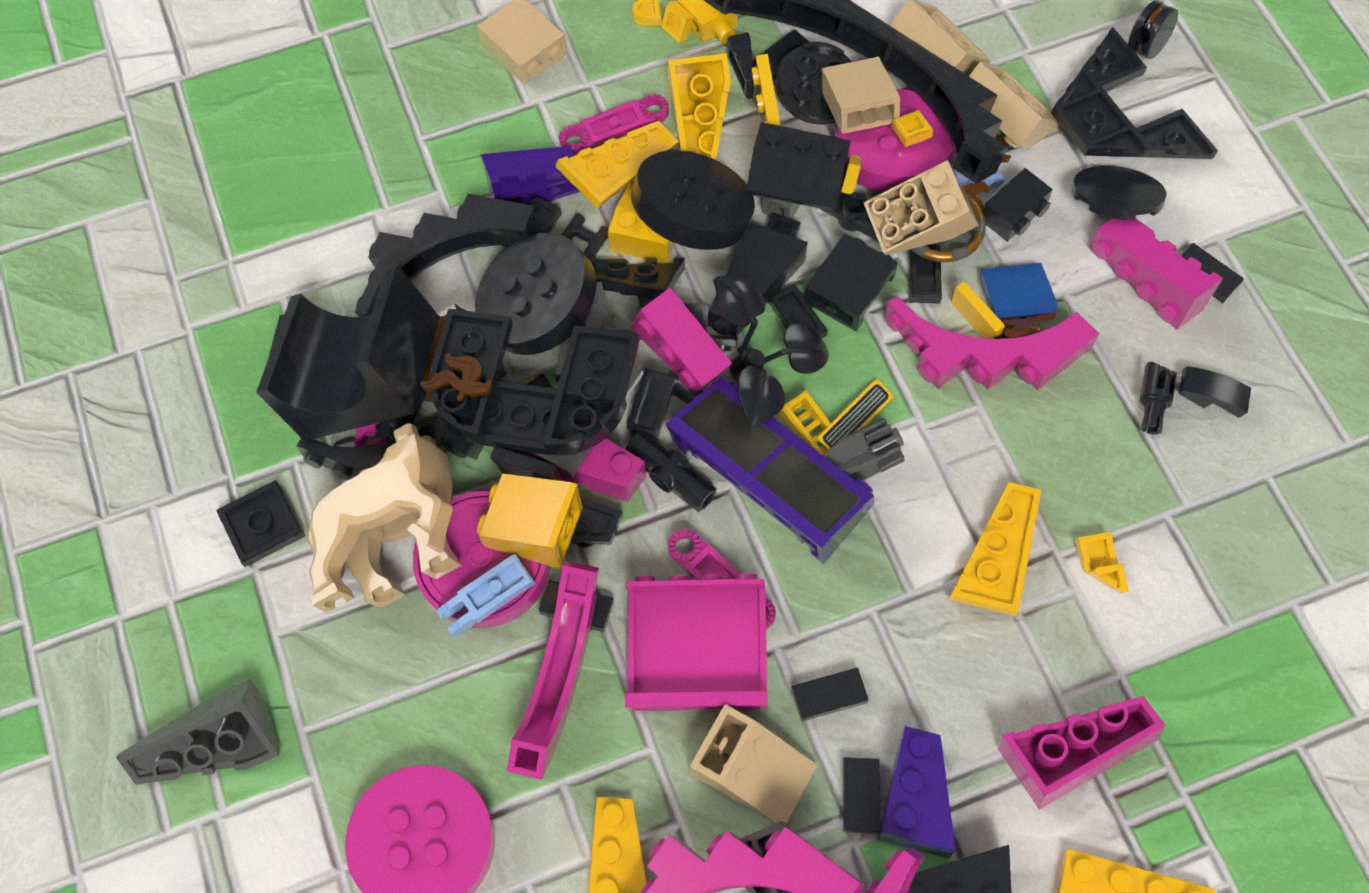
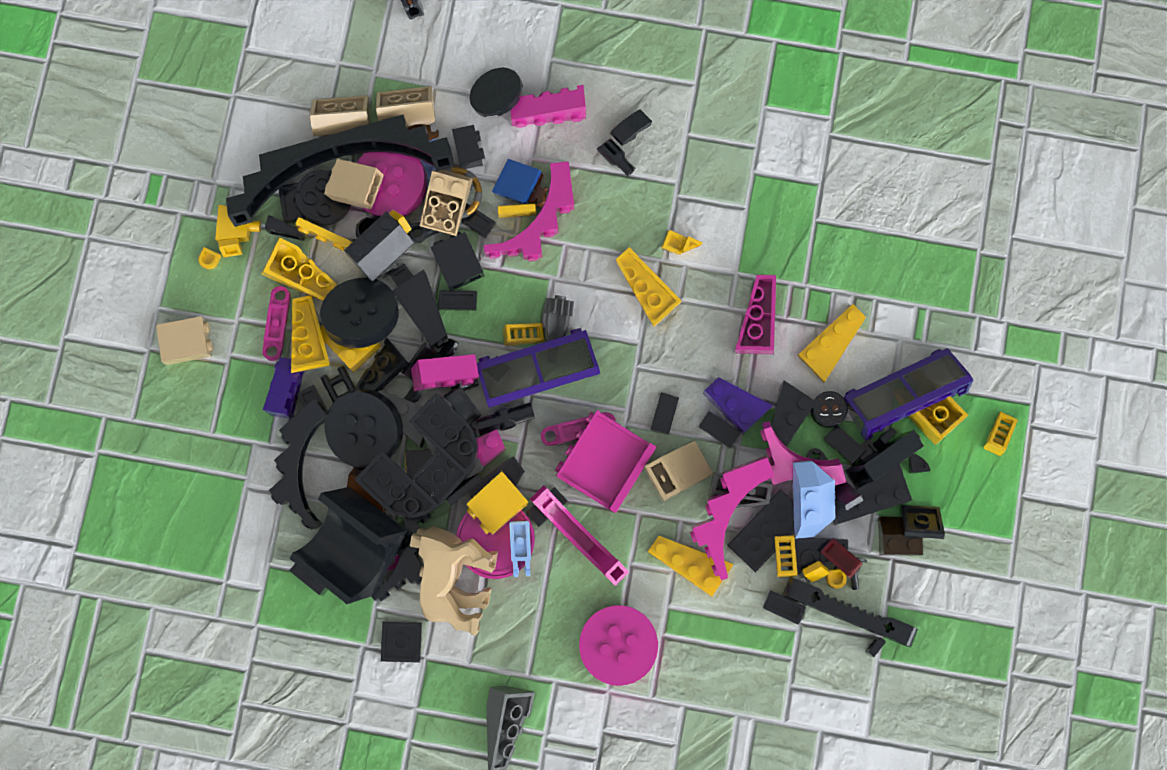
camera: 60 degrees left, 15 degrees up
(468, 385) = (402, 488): reddish brown piece -> none
(762, 394) = (482, 309): black plant -> none
(857, 414) = (533, 308): sticker -> none
(912, 128) = (393, 171): yellow tile -> none
(1102, 127) = (446, 71): black wing -> none
(1230, 280) = (566, 79): black tile -> none

